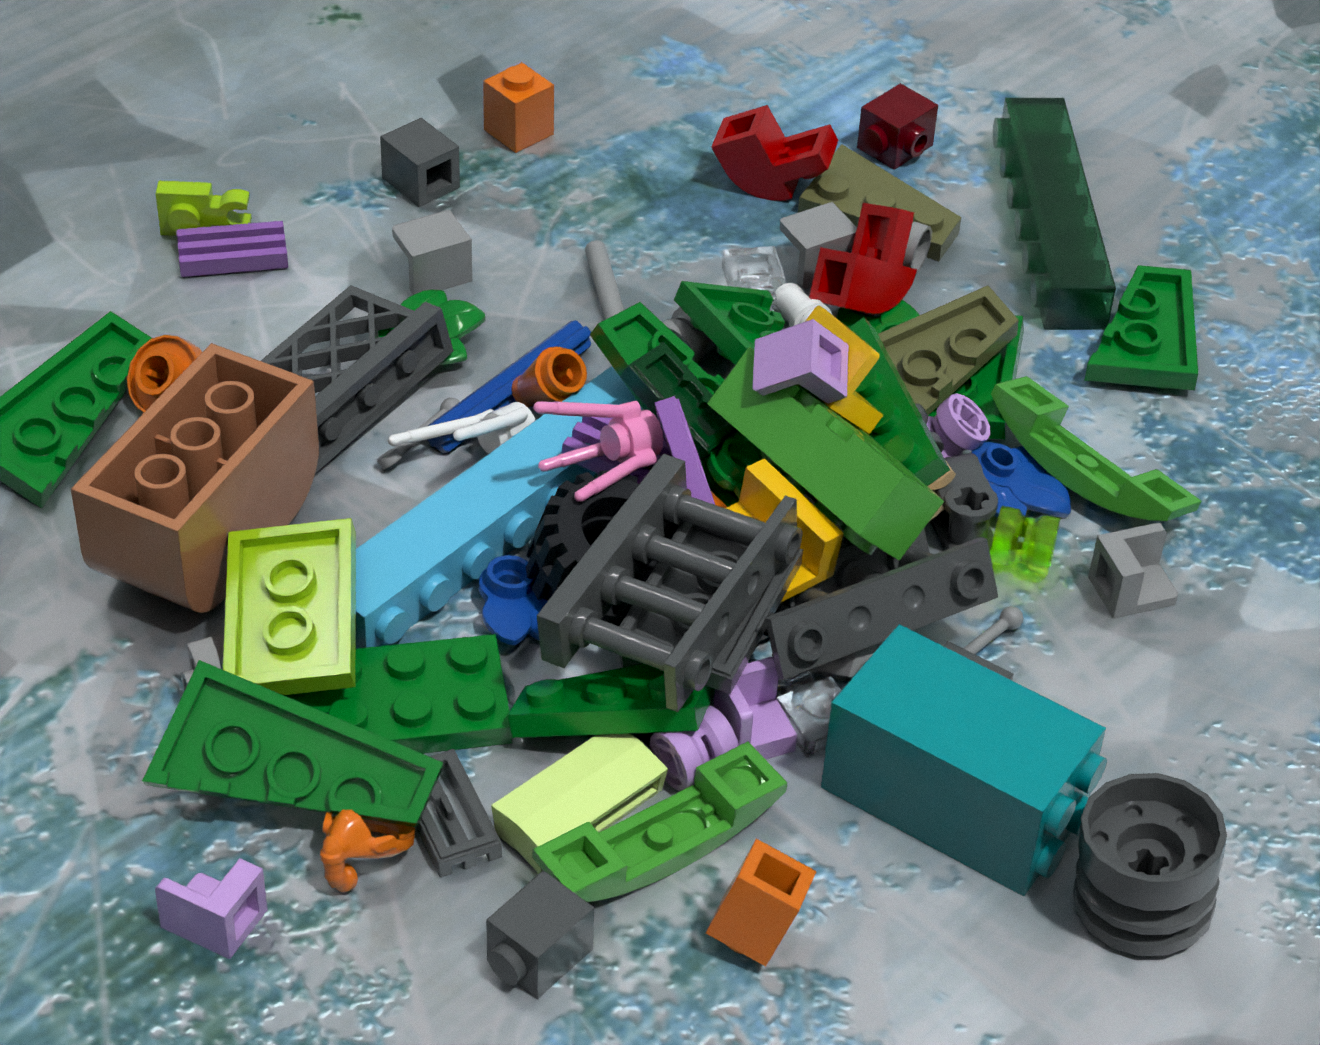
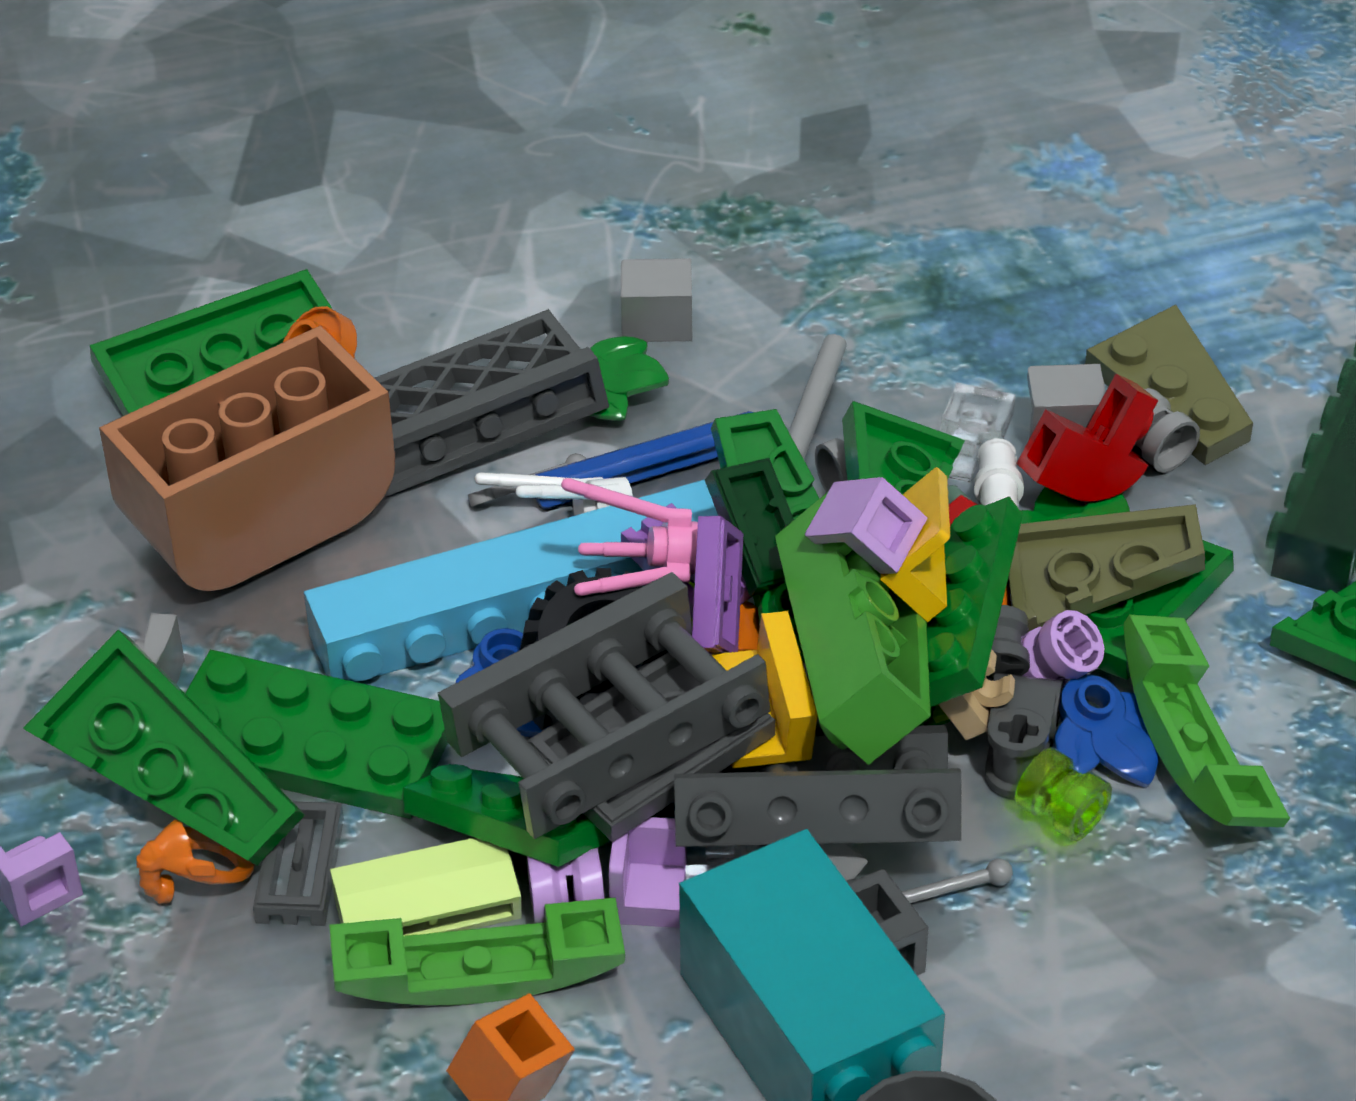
camera: 30 degrees right, 0 degrees up
(194, 206) = (457, 191): lime plate -> none
(232, 248) = (475, 239): medium lavender tile -> none
(292, 606) = (257, 611): lime plate -> none
(420, 162) = (710, 201): dark grey brick -> none
(518, 107) = (848, 170): orange brick -> none
(539, 935) = (290, 1011): dark grey brick -> none
(550, 377) = (681, 453): orange cone -> none
(766, 161) = (1072, 298): red brick -> none
(897, 126) = (1249, 301): dark red brick -> none
(1129, 572) = (1165, 868): light grey panel -> none

